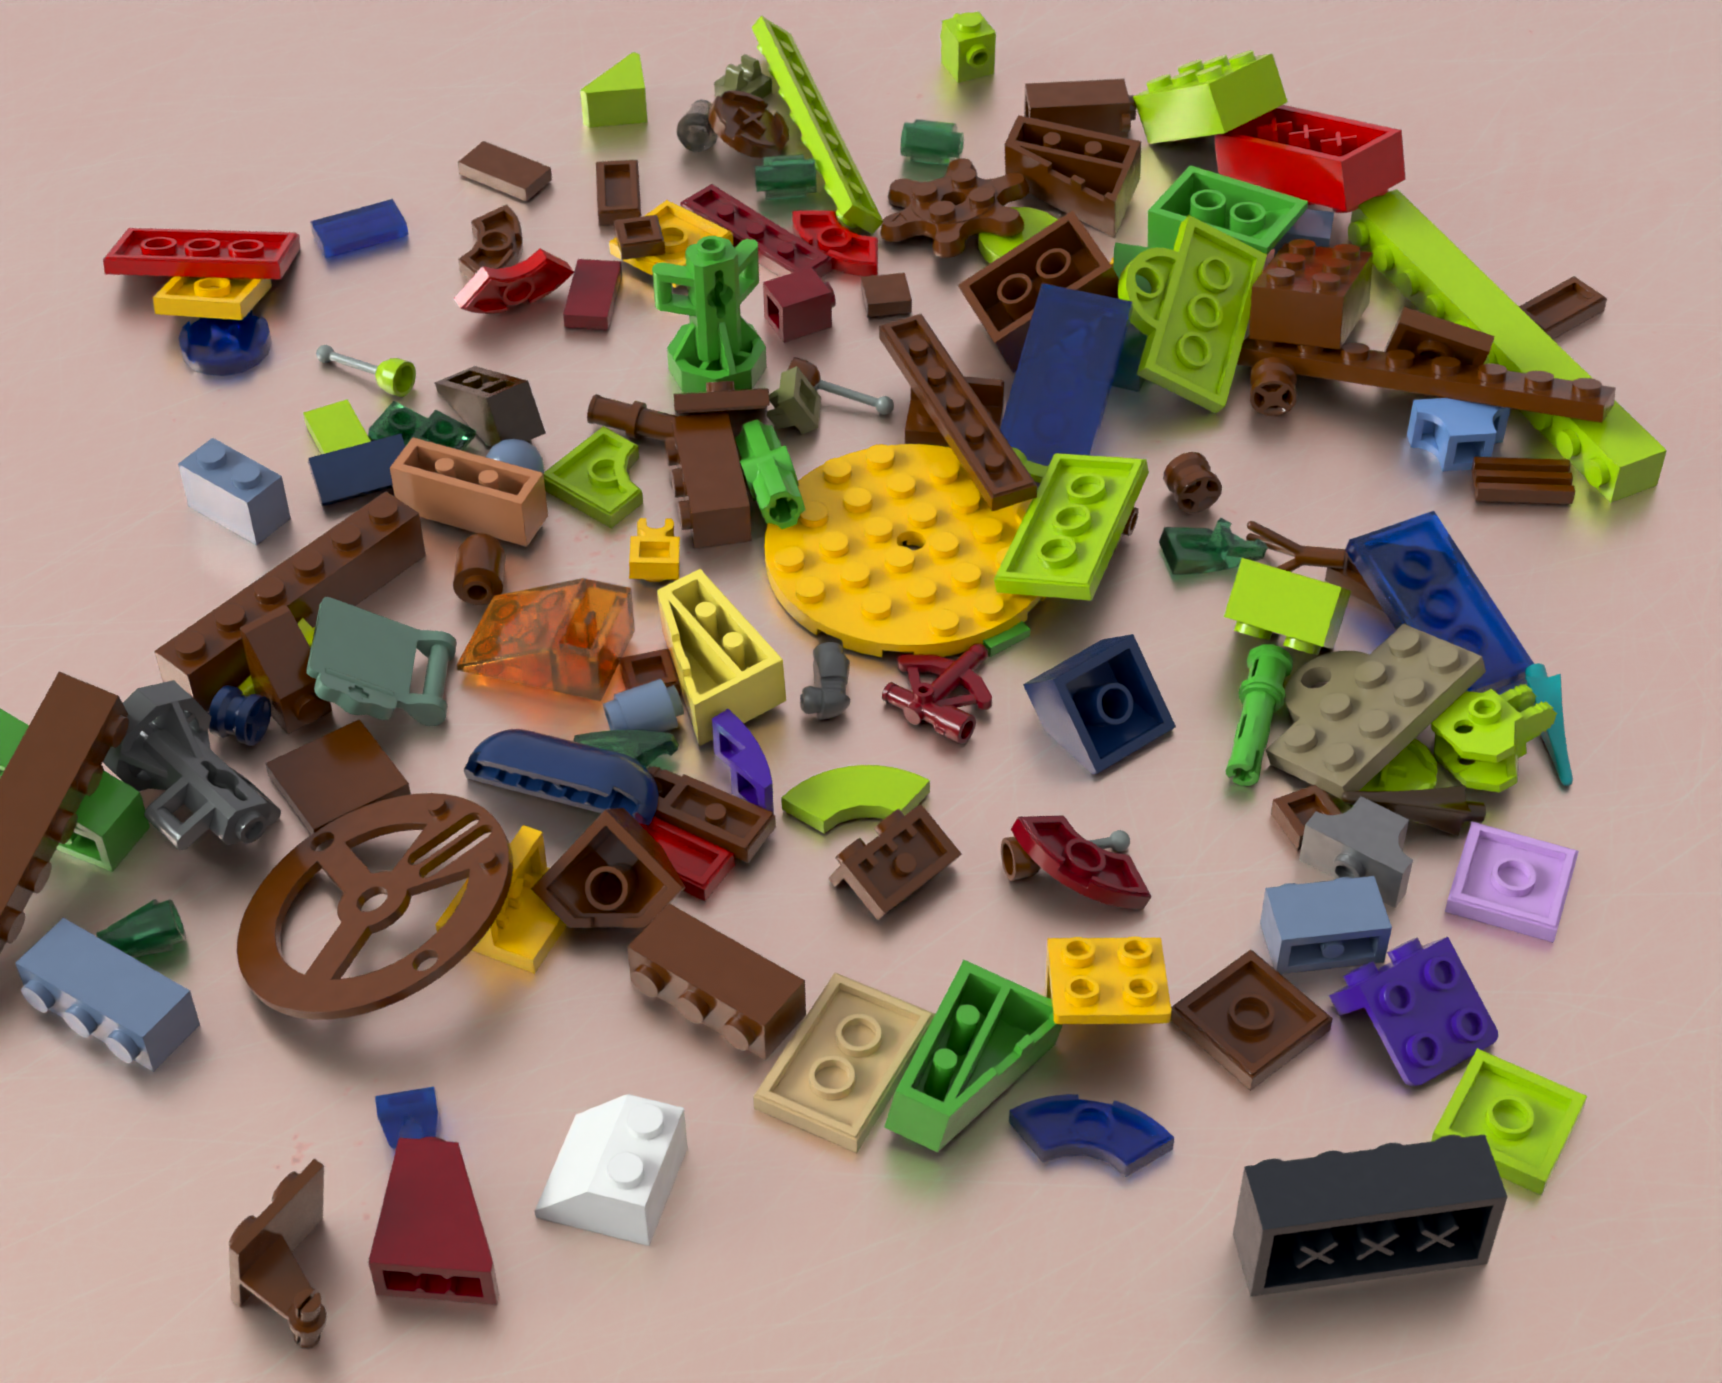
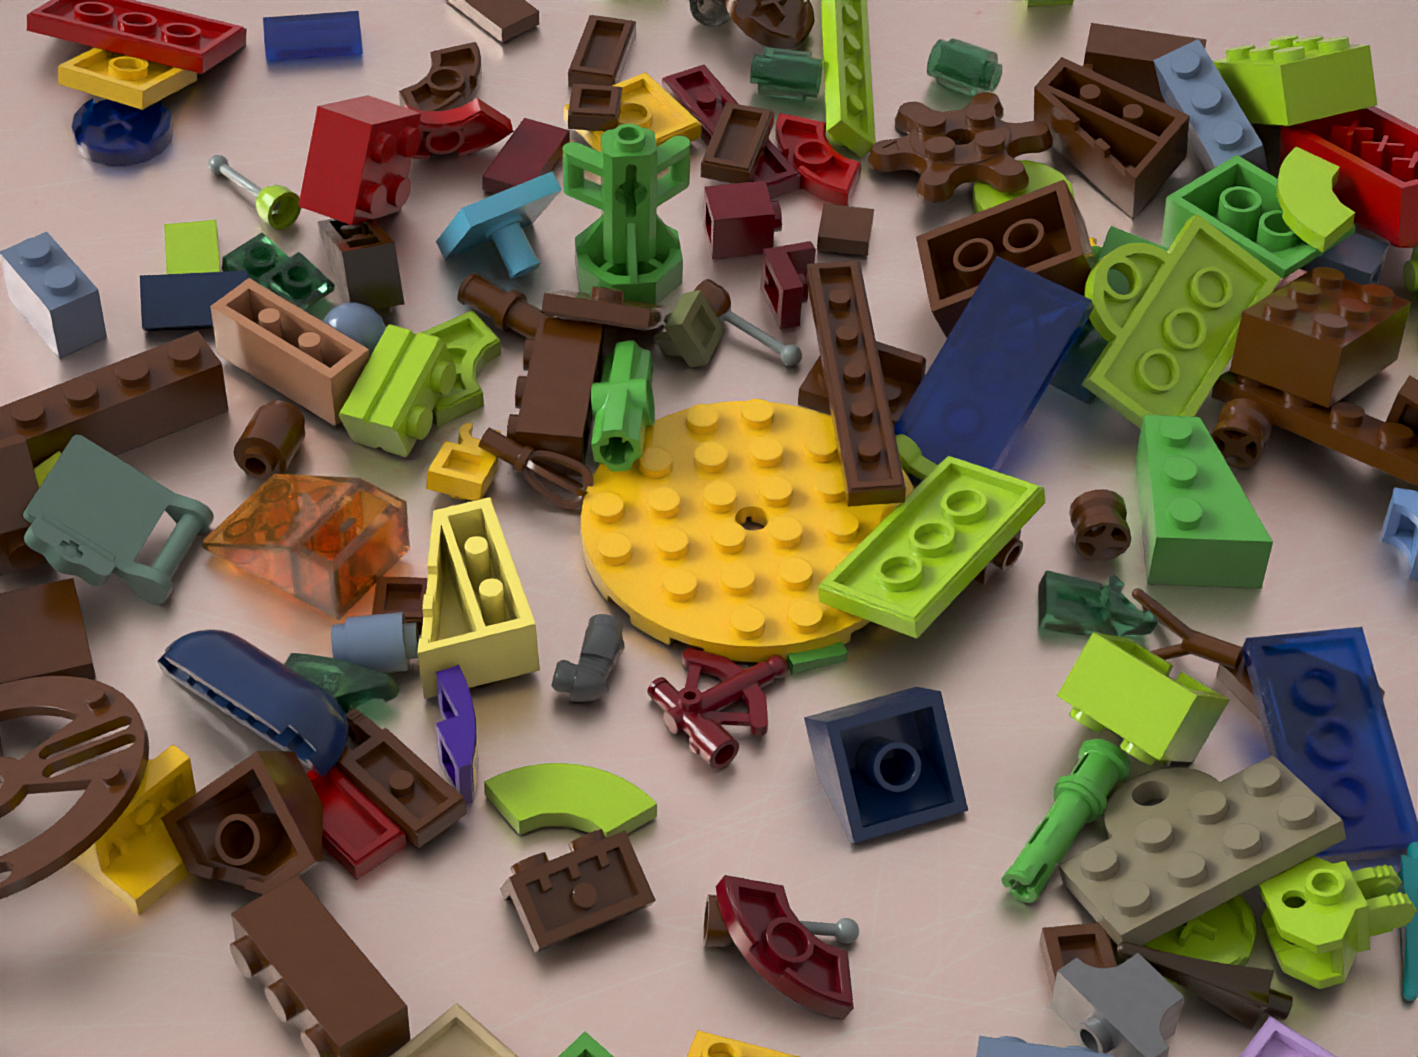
camera: 15 degrees right, 0 degrees up
(464, 319) = (360, 159): none -> red brick
(576, 503) = (398, 391): none -> lime brick
(602, 347) = (502, 220): none -> medium azure tile
(705, 533) = (525, 461): none -> reddish brown piece
(775, 240) = (737, 143): none -> reddish brown tile
(857, 346) = (785, 281): none -> dark red bracket
(1164, 144) = (1216, 120): none -> sand blue brick
(1262, 453) = (1194, 510): none -> bright green wedge
(1267, 192) = (1308, 199): none -> lime tile

